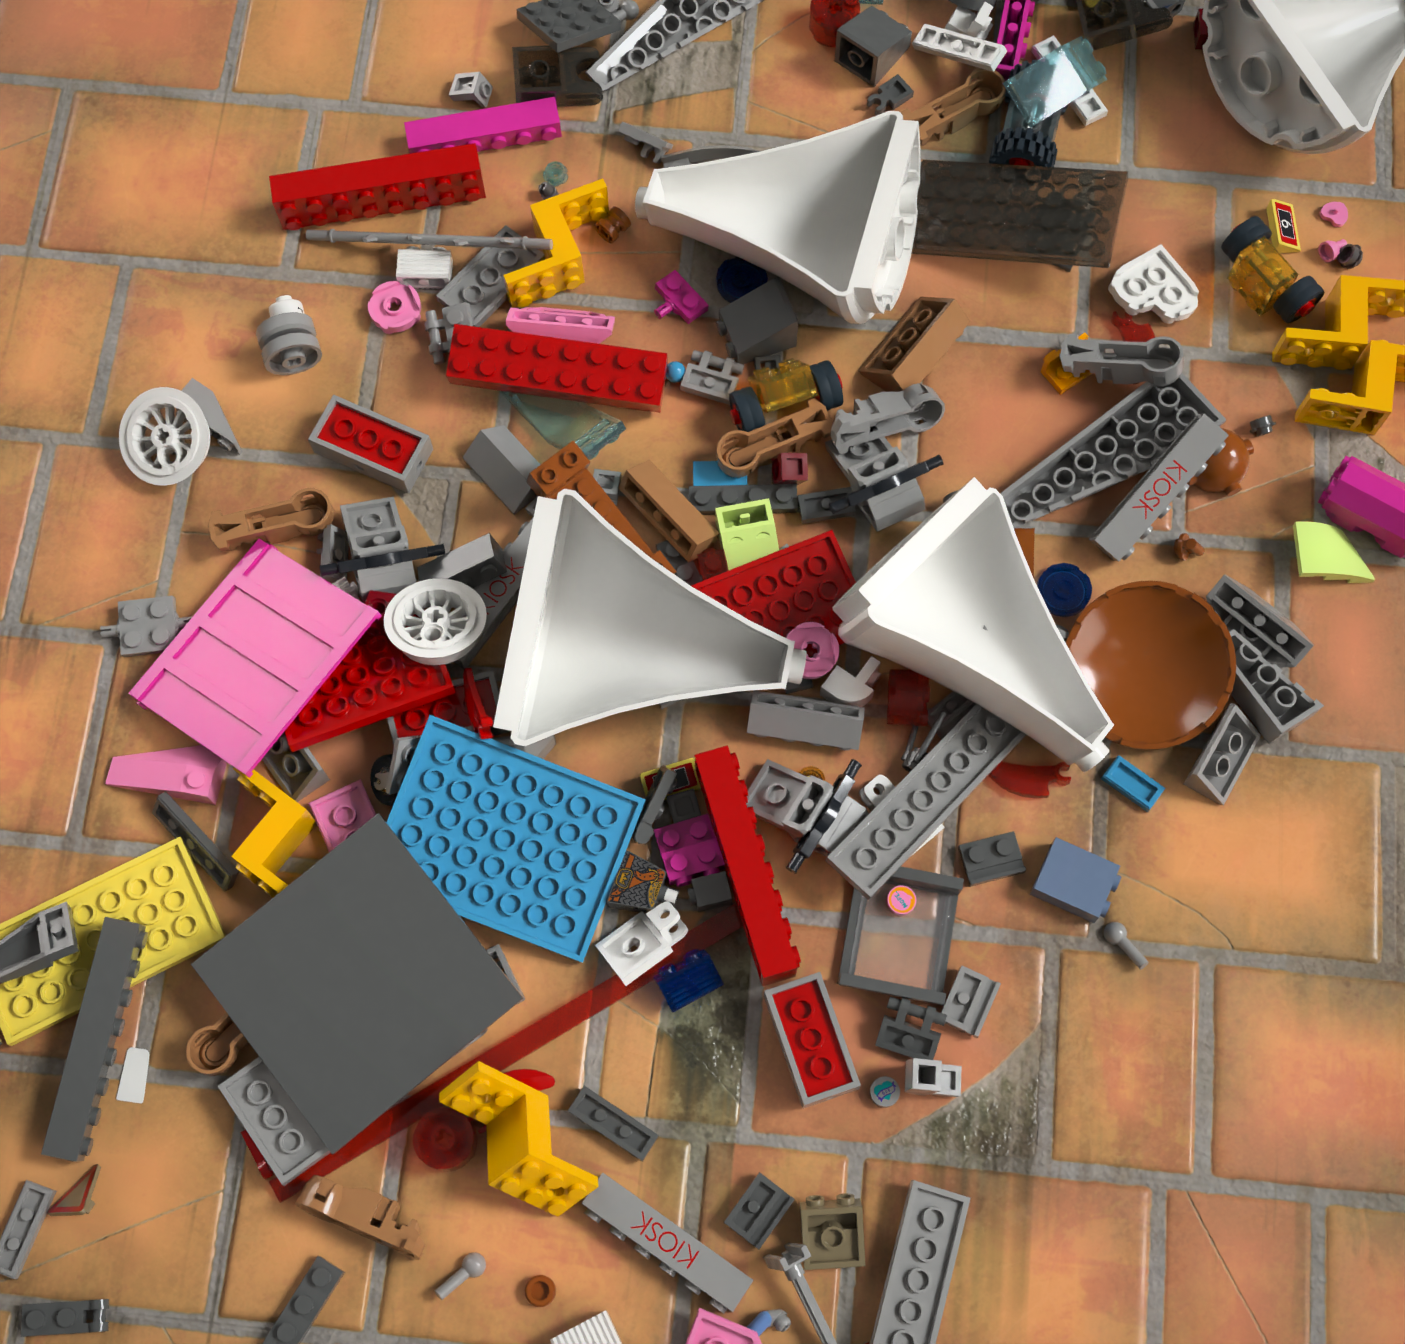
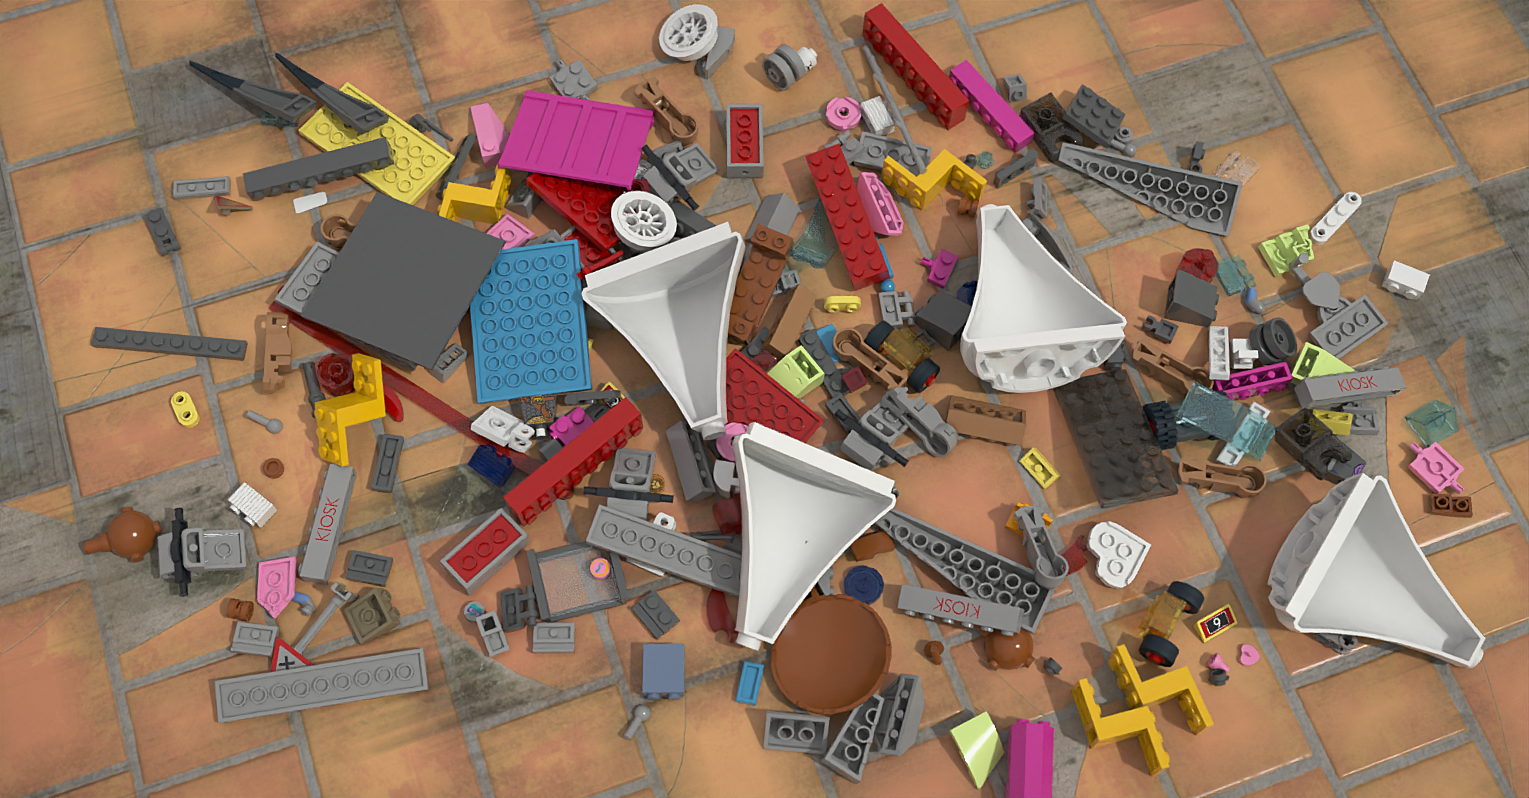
camera: 60 degrees right, 5 degrees down
(97, 862) = (422, 124): none -> dark grey plant
(461, 1185) = (313, 385): none -> dark grey pin
(587, 143) = (1015, 169): none -> dark grey plate
(668, 445) = (842, 303): none -> light yellow plate
(1004, 317) = (1039, 468): none -> light yellow slope
(1116, 125) = (1222, 477): none -> medium nougat piece

